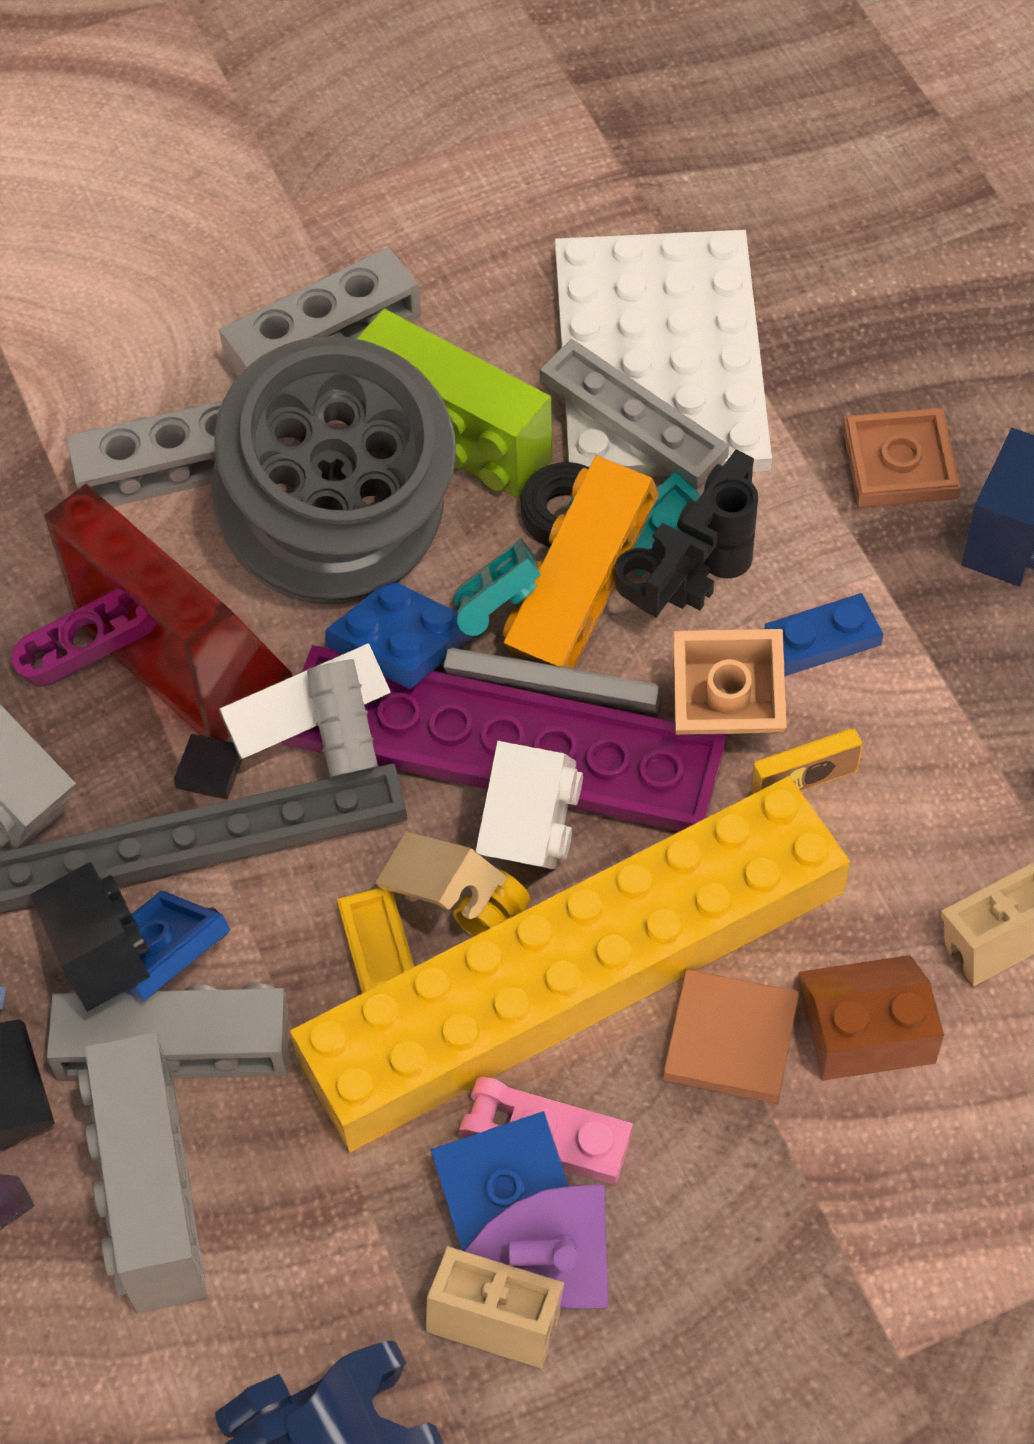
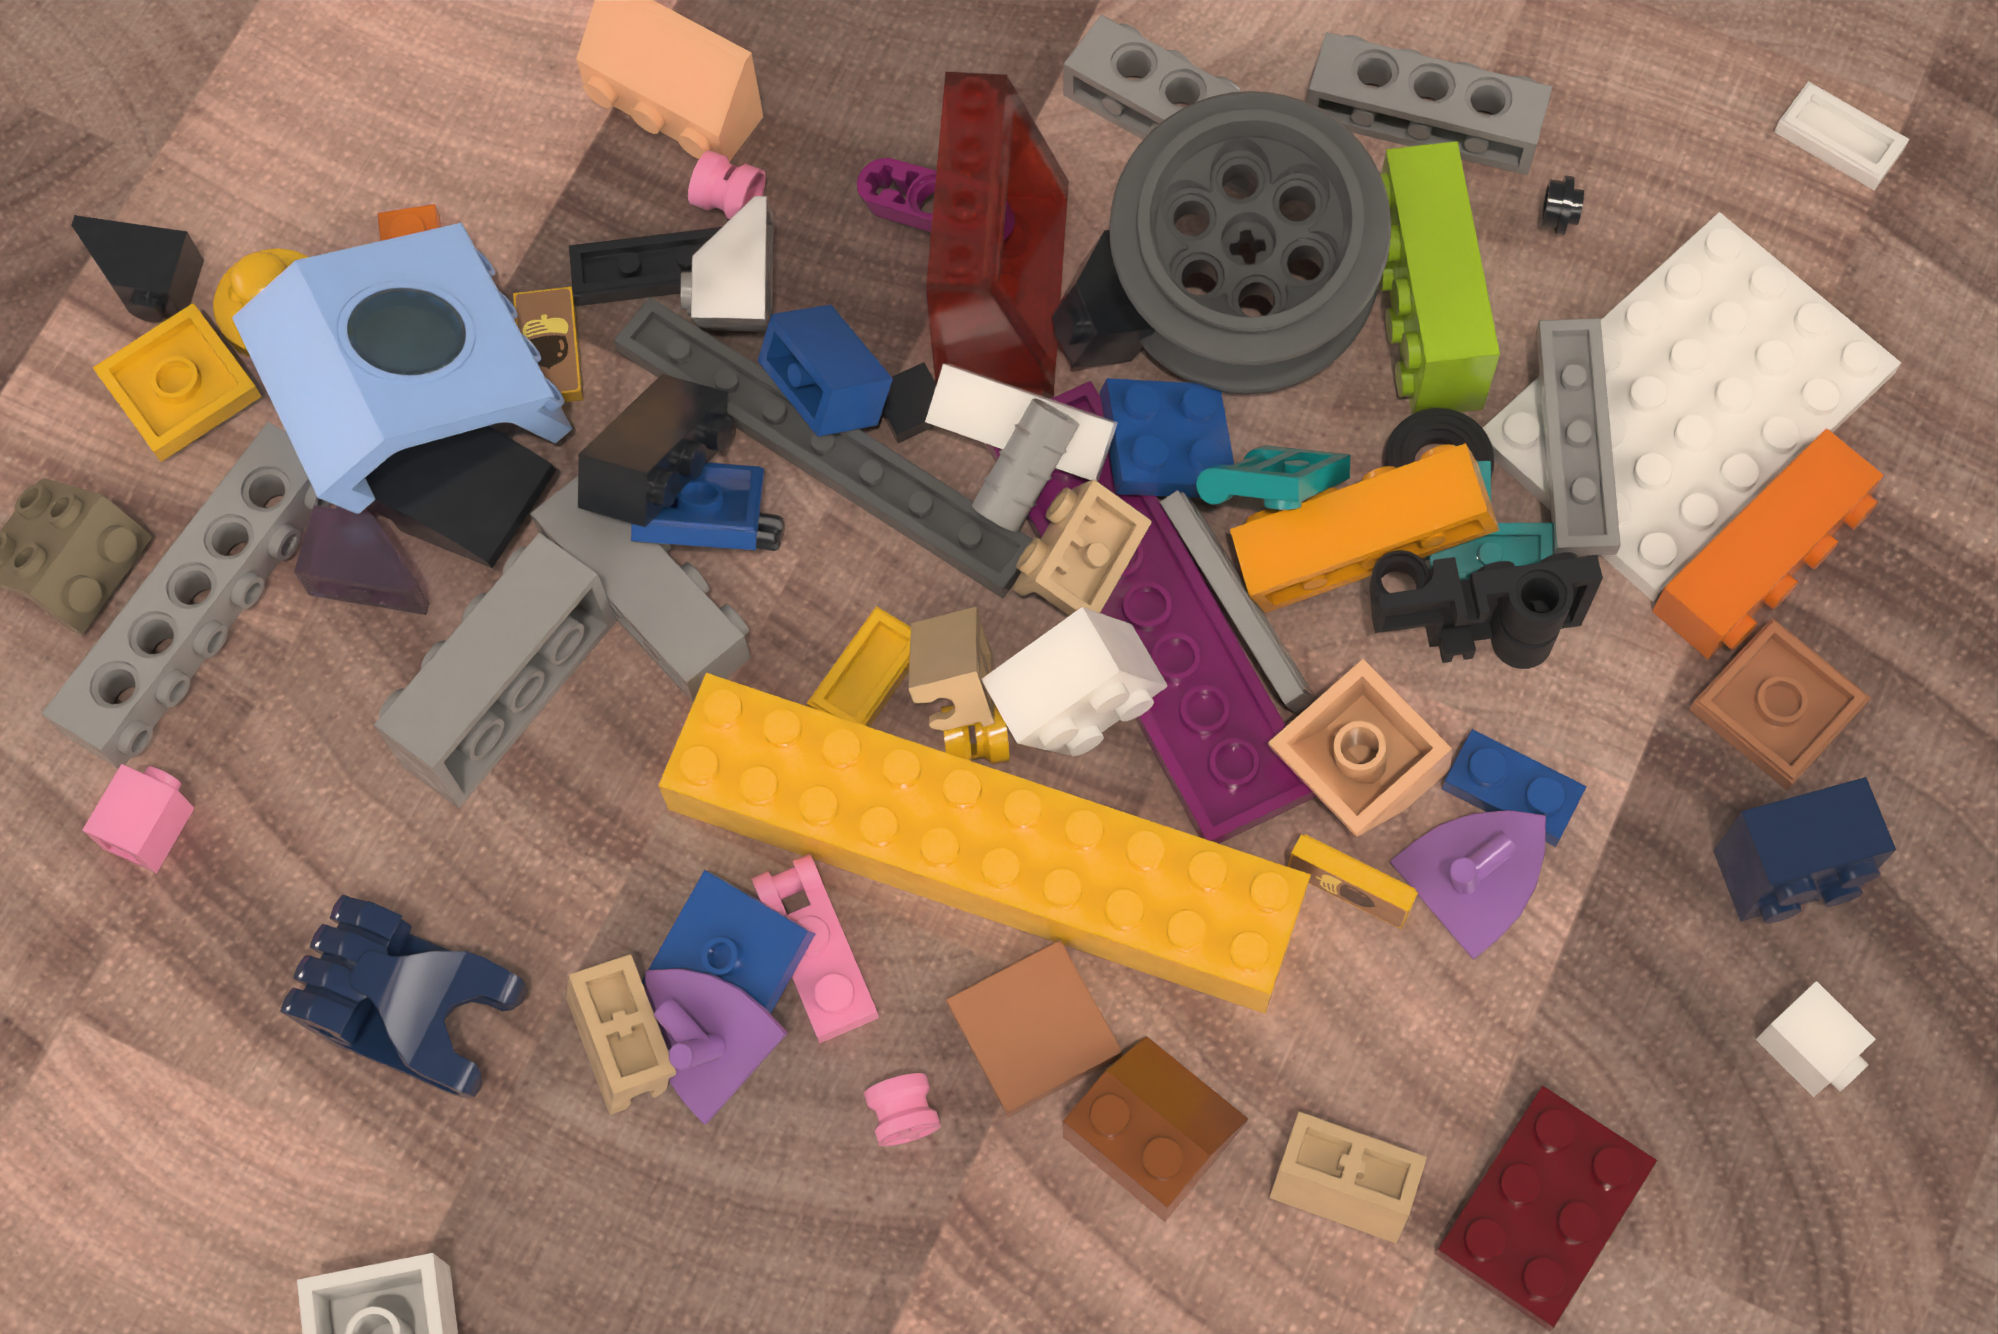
camera: 50 degrees right, 10 degrees up
(139, 790) = (824, 370): none -> blue brick
(268, 598) = (1095, 314): none -> black slope
(431, 736) = (1081, 549): none -> tan bracket
(465, 309) = (1562, 204): none -> black plate
(568, 148) = (1841, 135): none -> white tile
(719, 1160) = (902, 1109): none -> bright pink wheel
(798, 382) = (1767, 544): none -> orange brick
(864, 691) = (1477, 873): none -> medium lavender shield

